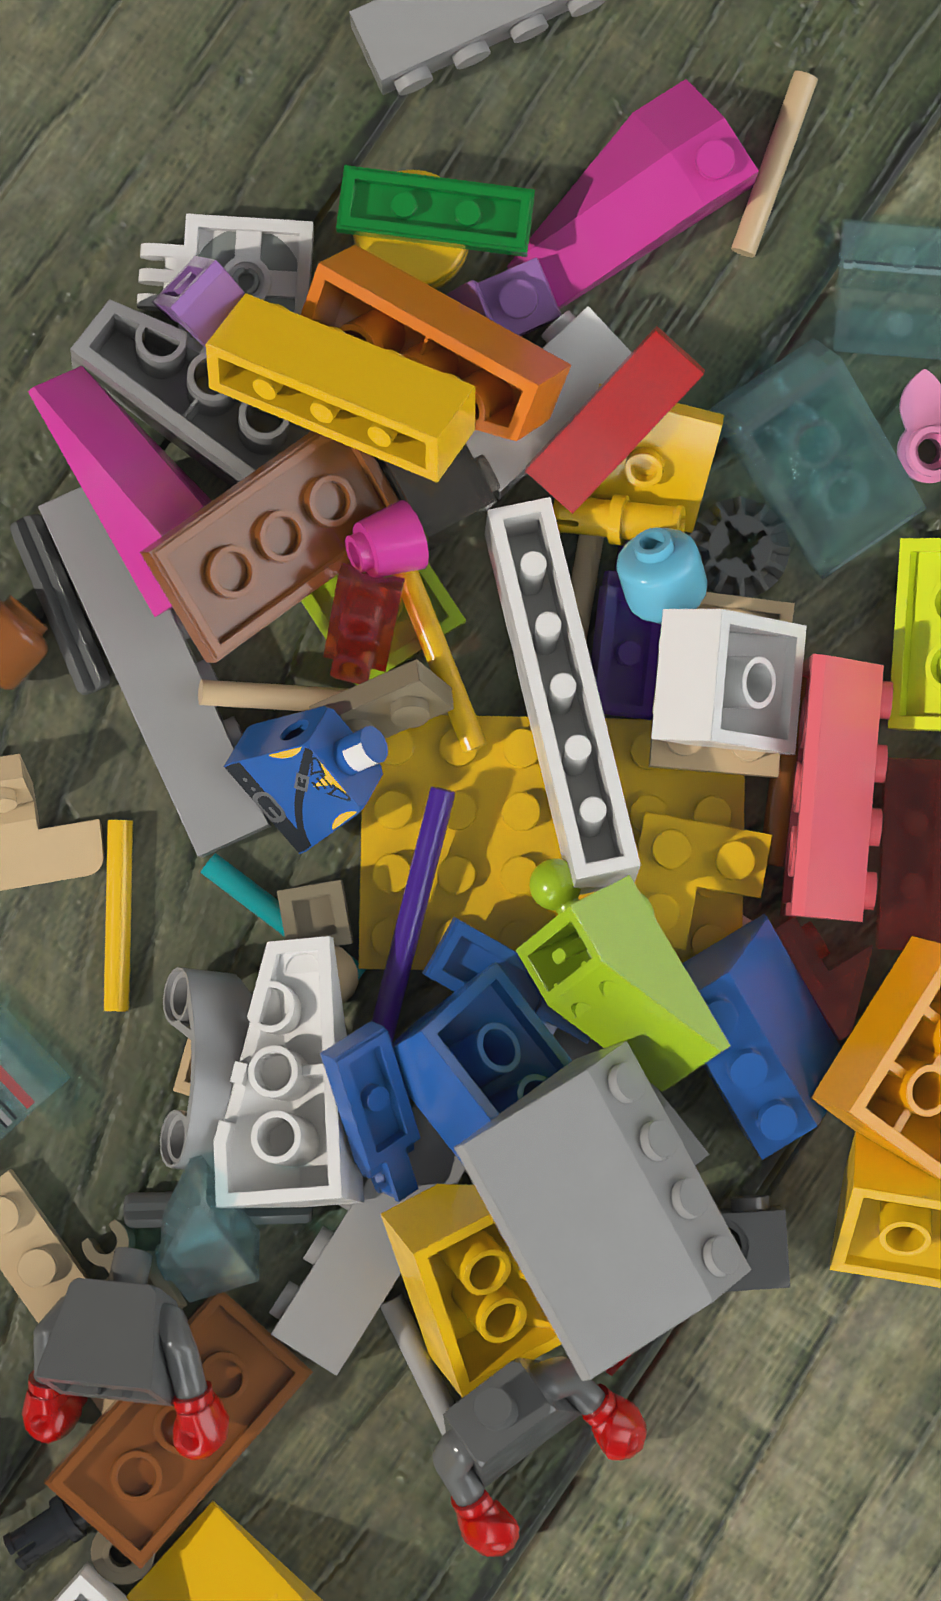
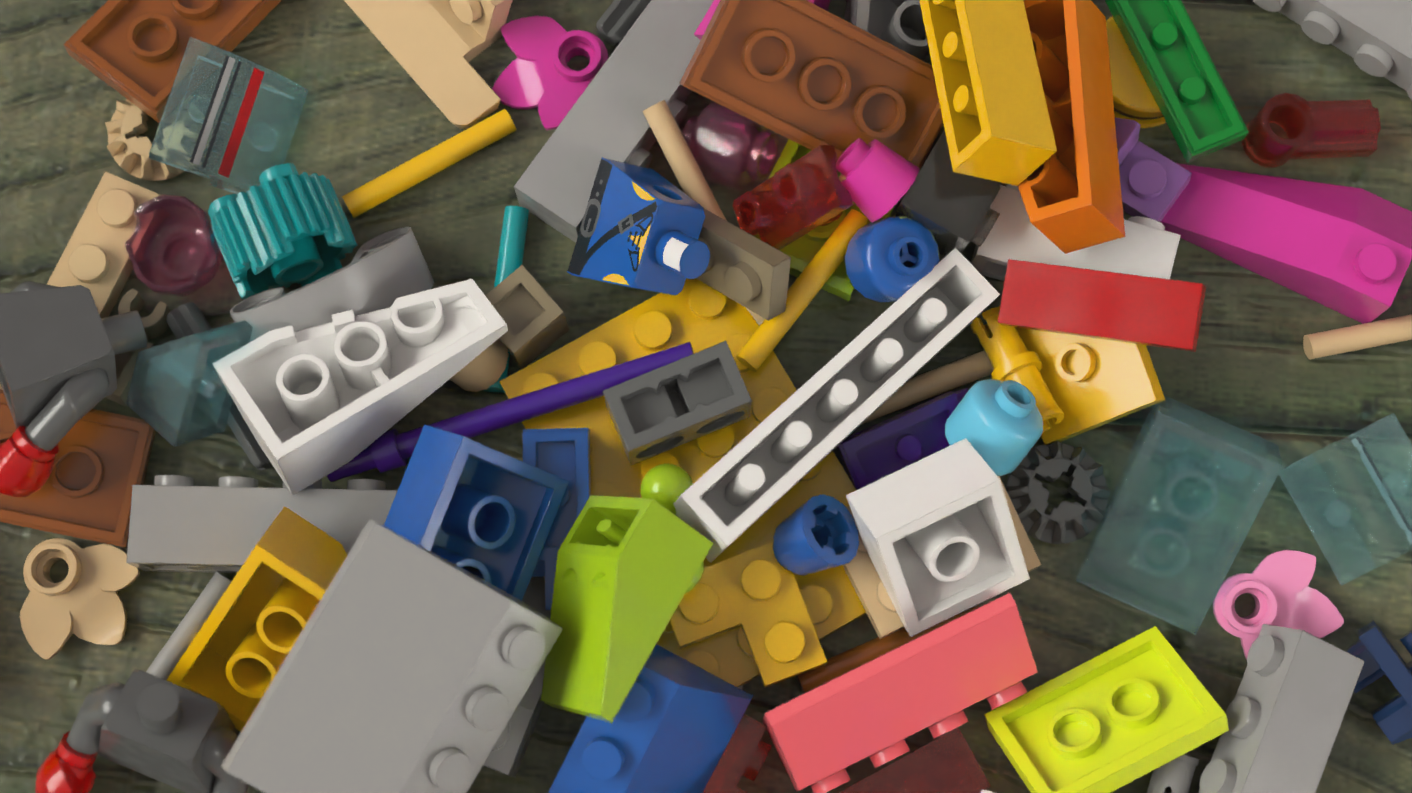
camera: 60 degrees right, 10 degrees down
(69, 1183) = (173, 246): none -> clear pink hair
(94, 768) = (541, 70): none -> dark pink plate
(121, 1082) = (281, 231): none -> teal brick
(274, 651) = (730, 147): none -> clear pink head
(338, 1435) = (82, 602): none -> tan plate
(374, 1108) = (375, 445): blue hinge -> none
(462, 570) = (890, 257): none -> blue head
(483, 829) = (678, 403): none -> dark grey brick
(559, 121) = (1313, 130): none -> clear red piece
(667, 781) = (816, 536): none -> blue hat

